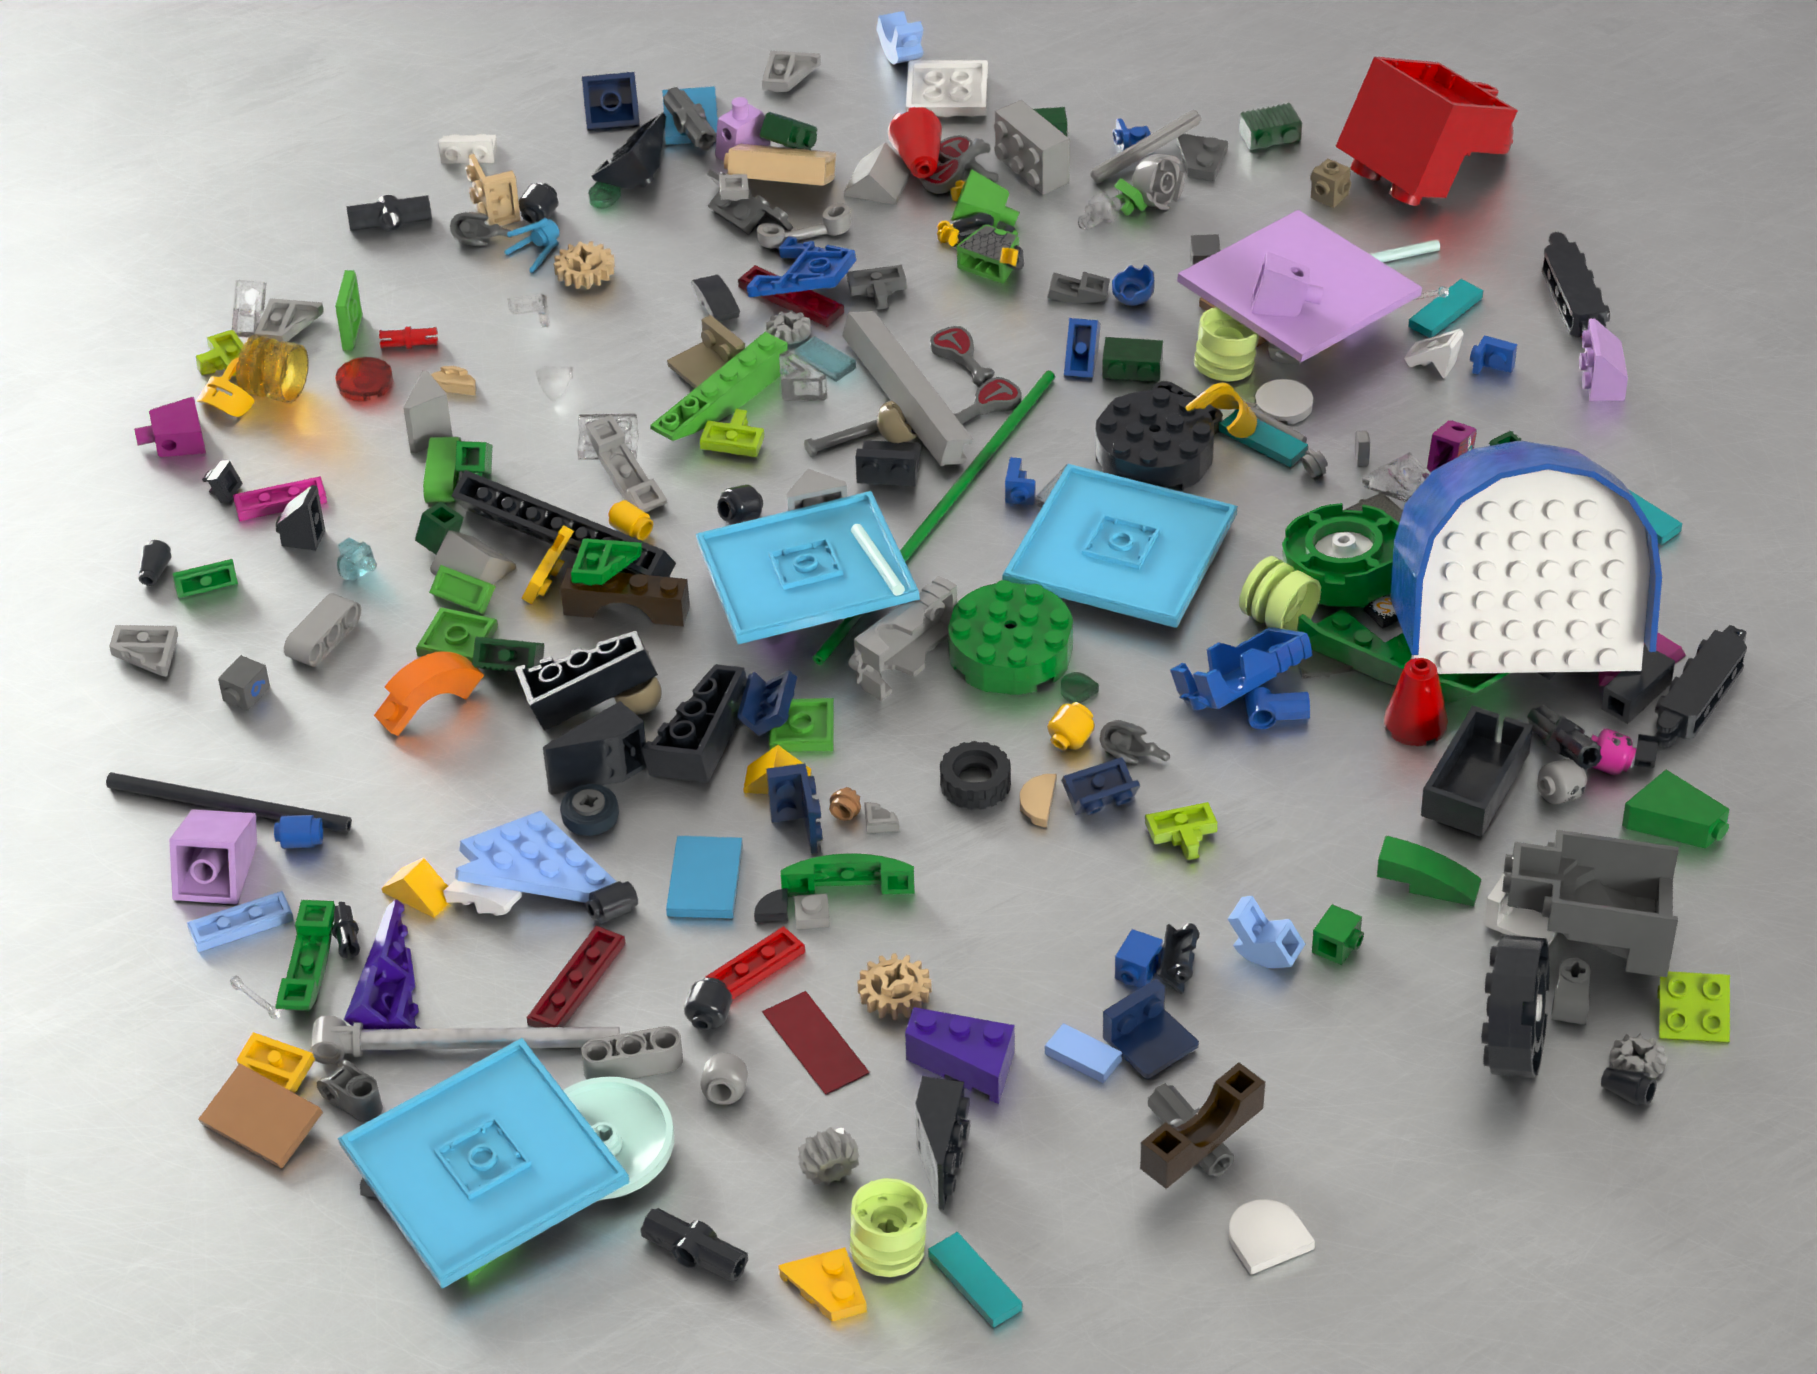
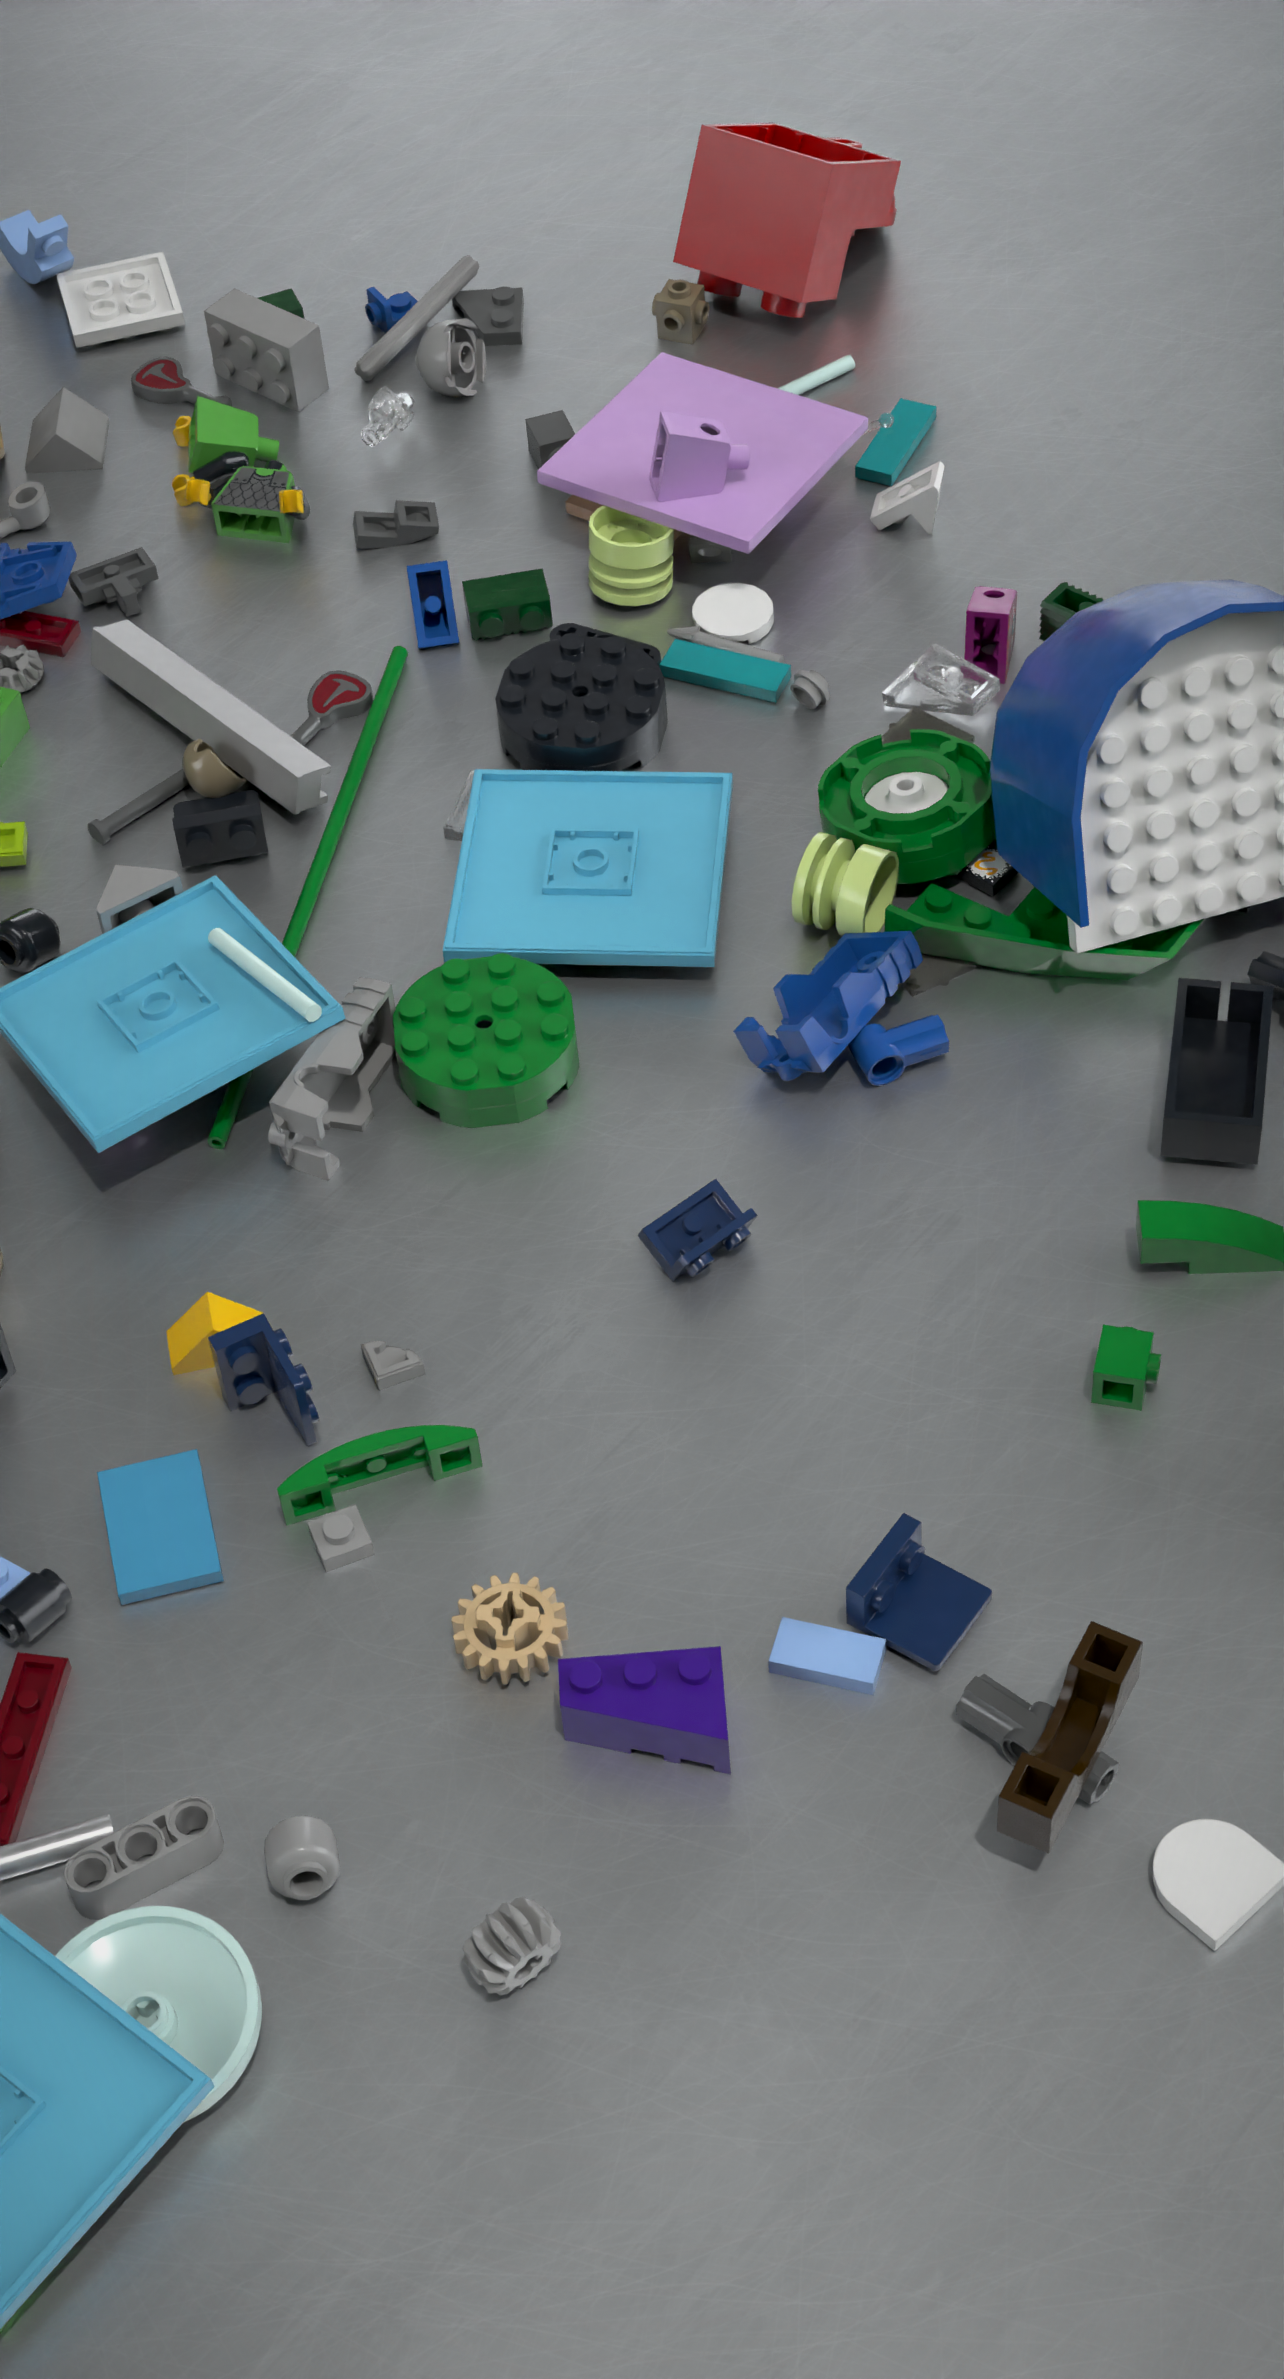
camera: 15 degrees left, 5 degrees up
(694, 1244) = (349, 2161): black piece -> none
(700, 729) = (80, 1296): black wedge -> none
(708, 1004) = (235, 1737): black head -> none
(759, 961) = (283, 1649): red tile -> none
(766, 703) = (167, 1228): dark blue bracket -> none
(772, 907) = (280, 1547): black tile -> none
(800, 379) = (54, 739): clear slope -> none
(807, 727) = (225, 1247): bright green tile -> none
(815, 1042) = (418, 1750): dark red sticker -> none
(826, 358) = (77, 702): clear light blue tile -> none
(827, 1282) = (580, 2163): yellow wing -> none
(845, 804) = (333, 1355): medium nougat plate -> none
(888, 1227) = (643, 2017): yellowish green wheel -> none
(917, 140) = (106, 374): red cone -> none
(940, 1129) = (674, 1860): black slope -> none
(953, 170) = (158, 416): dark grey piece -> none
(958, 345) = (258, 640): dark grey piece -> none
(975, 794) = (504, 1229): black tyre -> none
(975, 1279) = (807, 2087): teal tile -> none
(1017, 486) = (416, 821): blue bracket -> none
(1037, 798) = (610, 1271): tan tile -> none
(1071, 726) = (621, 1150): yellow head -> none
(1078, 687) = (606, 1089): clear green tile -> none
(1125, 740) = (704, 1152): dark grey piece -> none
(1130, 196) = (420, 386): bright green tile -> none
(1134, 285) = (472, 503): blue hair -> none
(1138, 958) = (854, 1484): blue brick -> none
(1177, 955) = (913, 1478): black hinge -> none
(1182, 826) = (838, 1261): lime hinge -> none
(1225, 397) = (662, 625): yellow helmet -> none
(1264, 941) = (1028, 1406): light blue brick -> none
(1270, 126) = (571, 257): dark green brick -> none
(1362, 448) = (865, 652): light grey tile -> none
(1417, 705) = (1095, 996): red cone -> none
(1493, 354) = (988, 487): blue bracket -> none
(1572, 285) = (1055, 380): black hinge -> none
(1603, 364) = (1137, 468): lavender slope -> none

